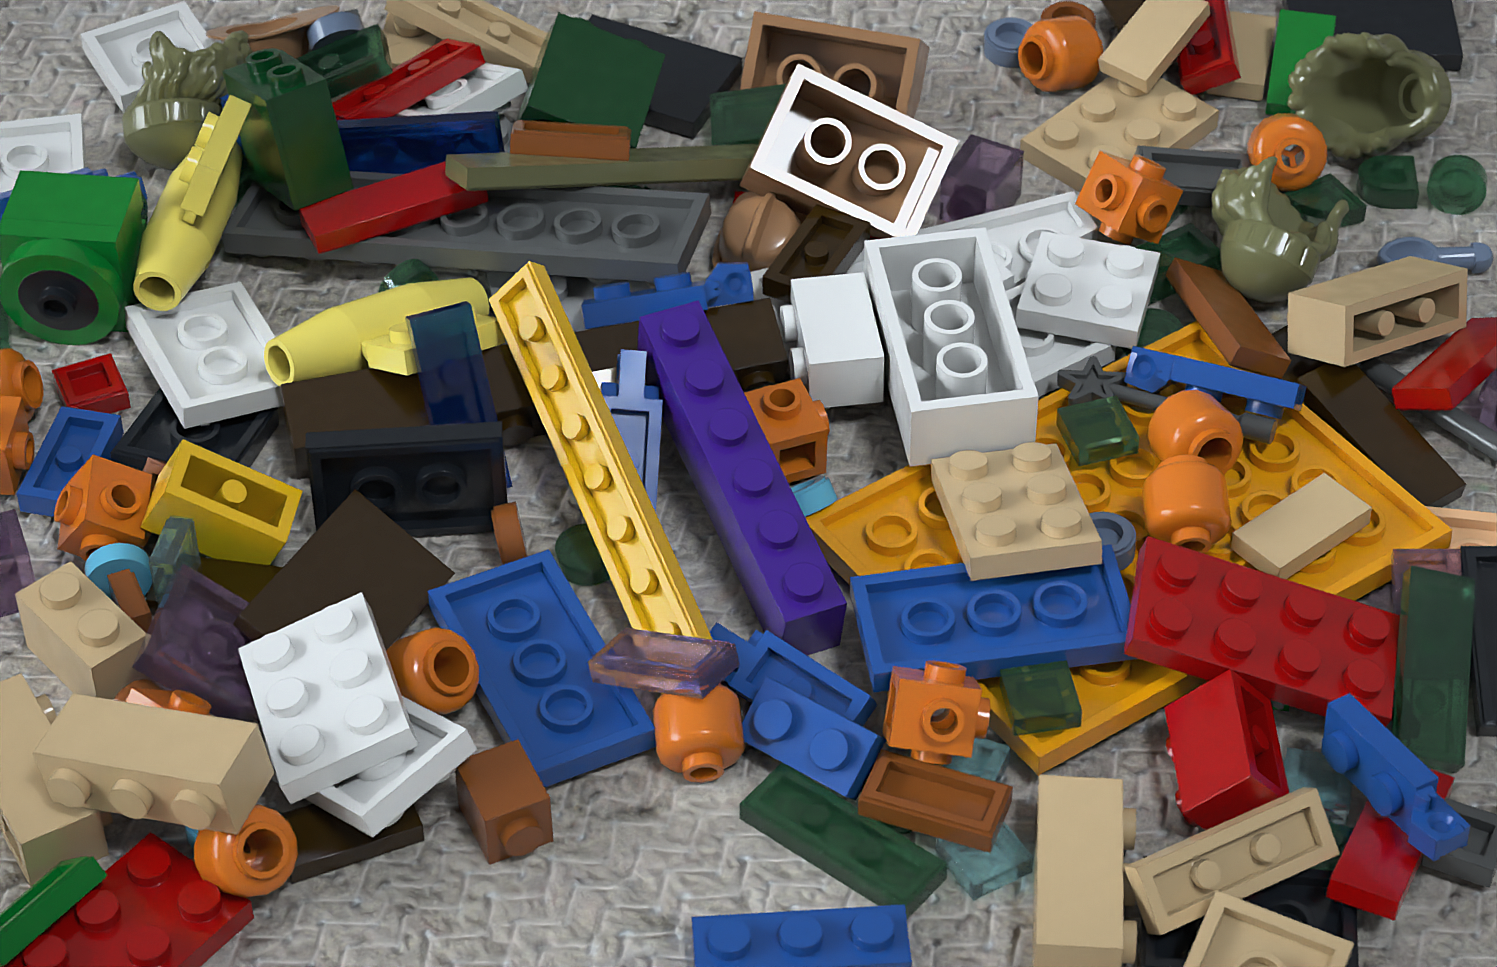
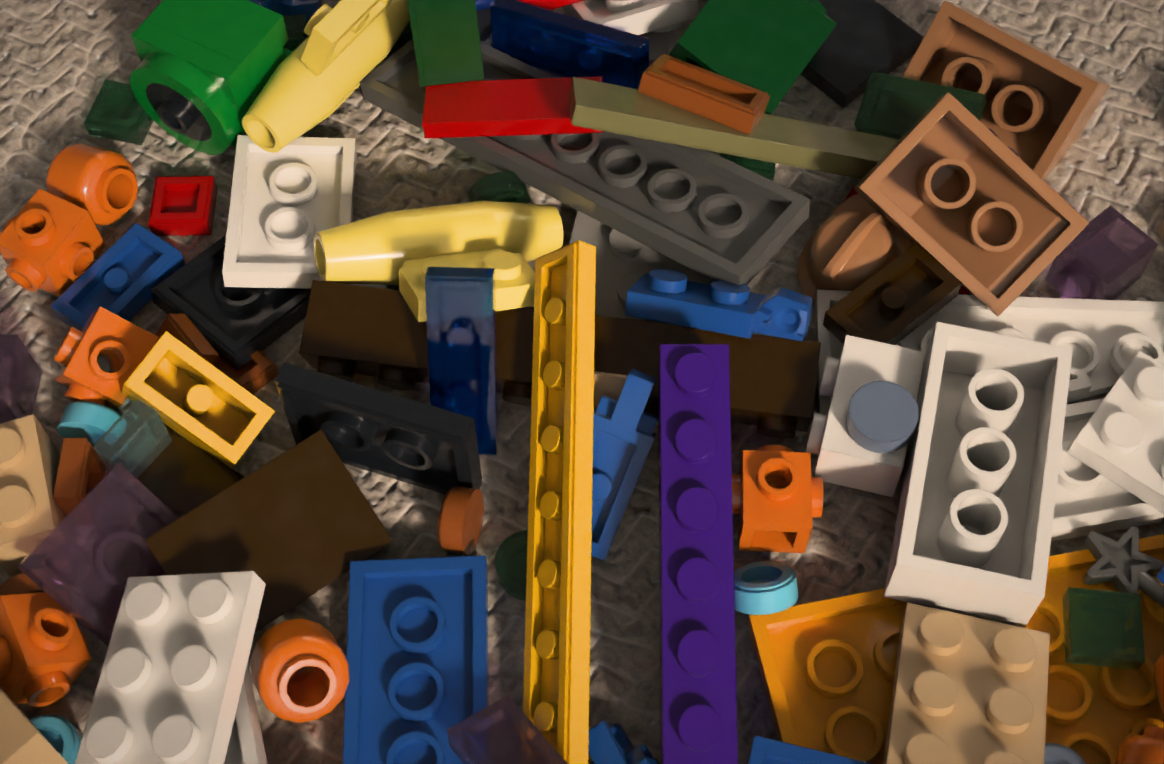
camera: 25 degrees right, 15 degrees up
(850, 322) = (882, 416): none -> sand blue tile

